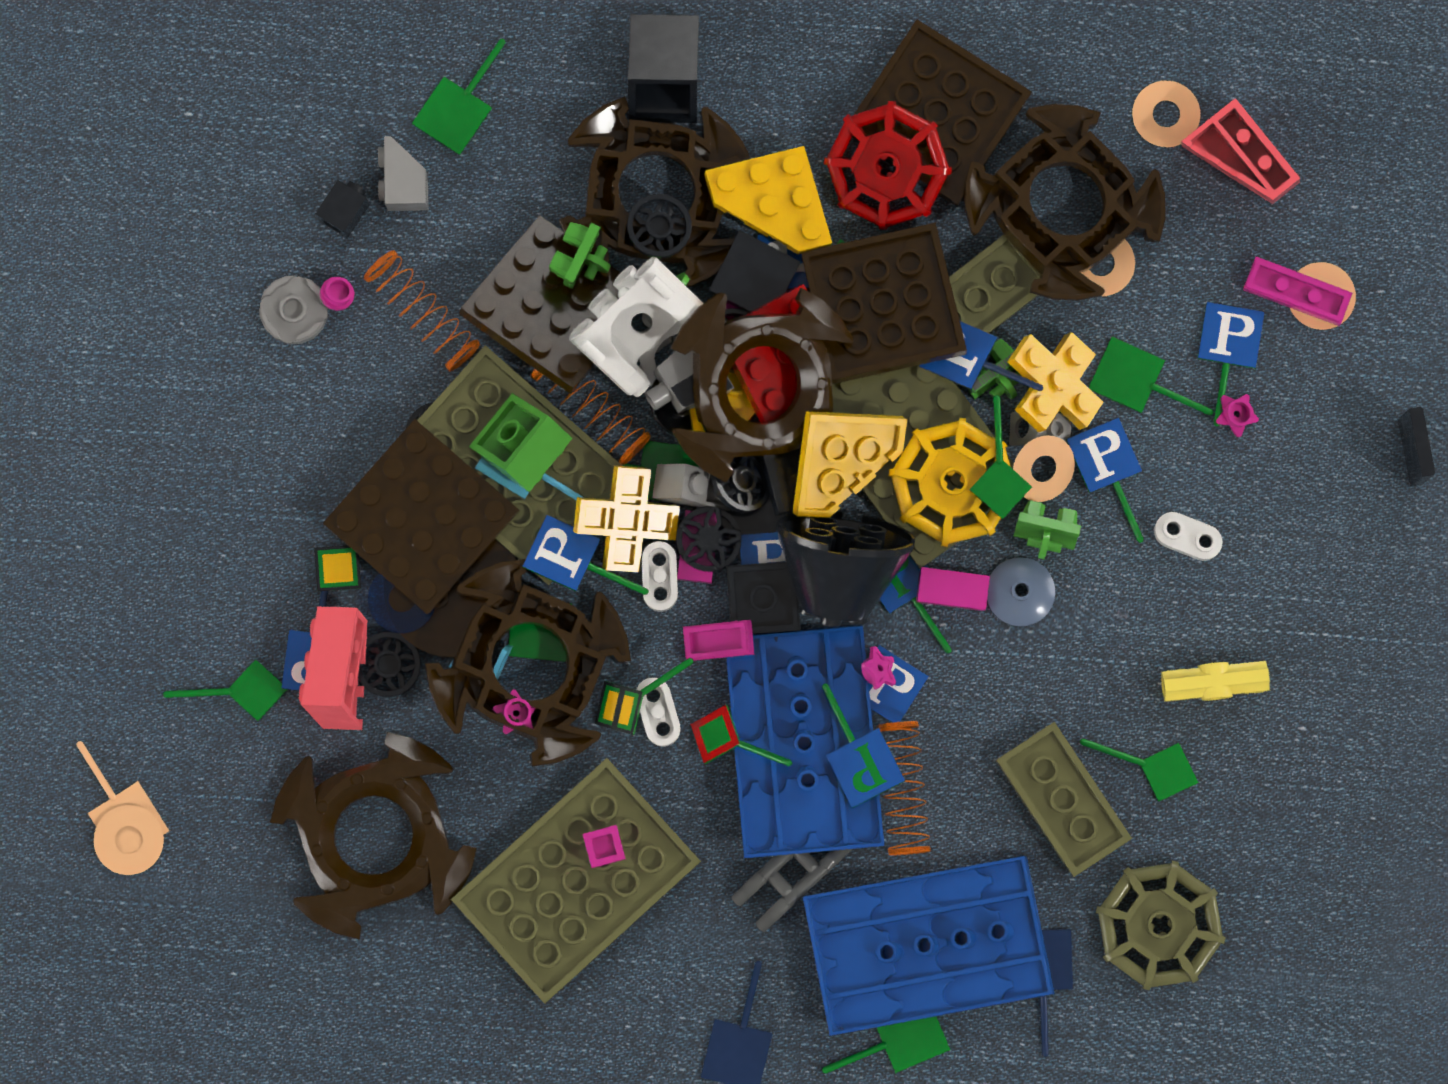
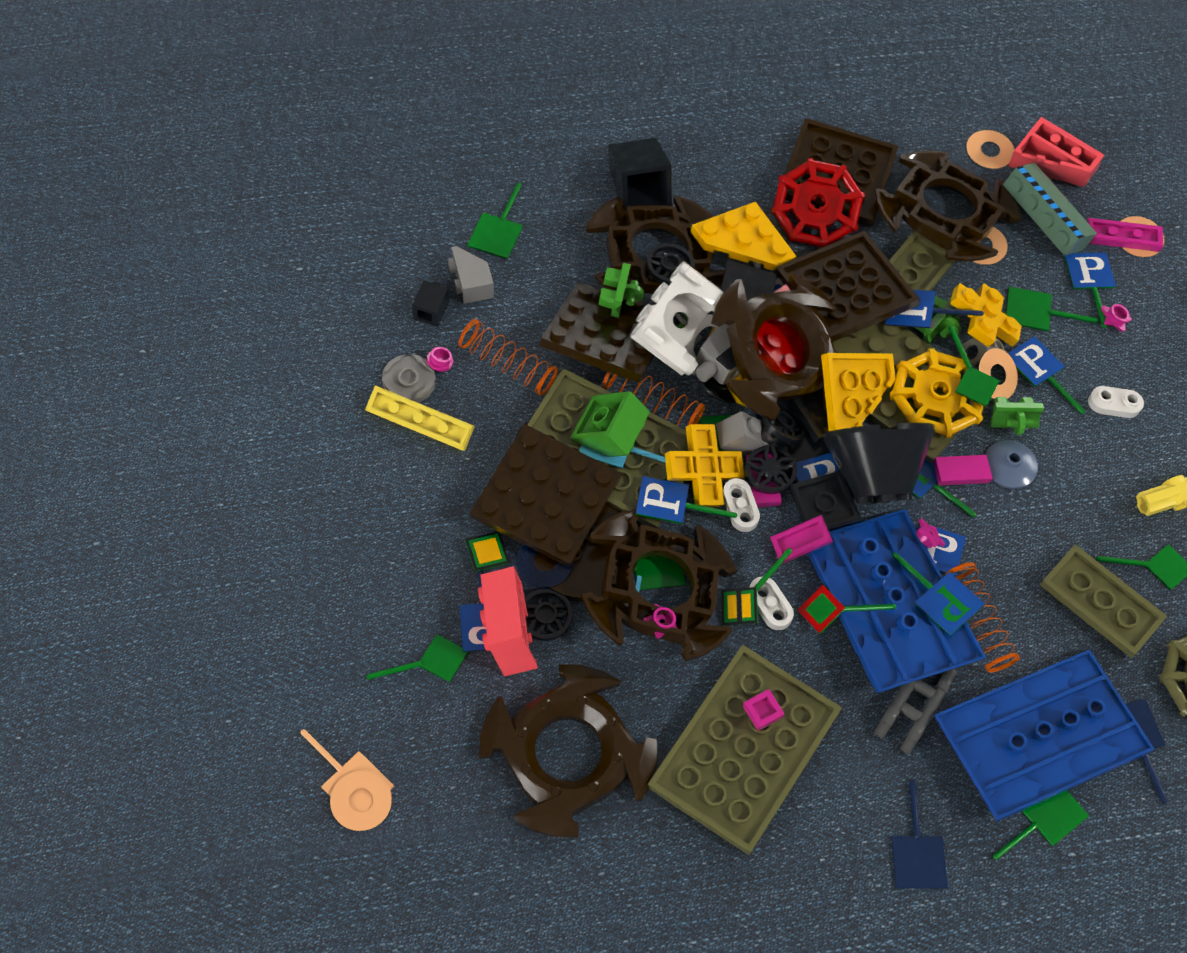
camera: 20 degrees left, 20 degrees down
(294, 371) = (419, 418): none -> light yellow tile
(1203, 236) = (1049, 209): none -> sand green brick

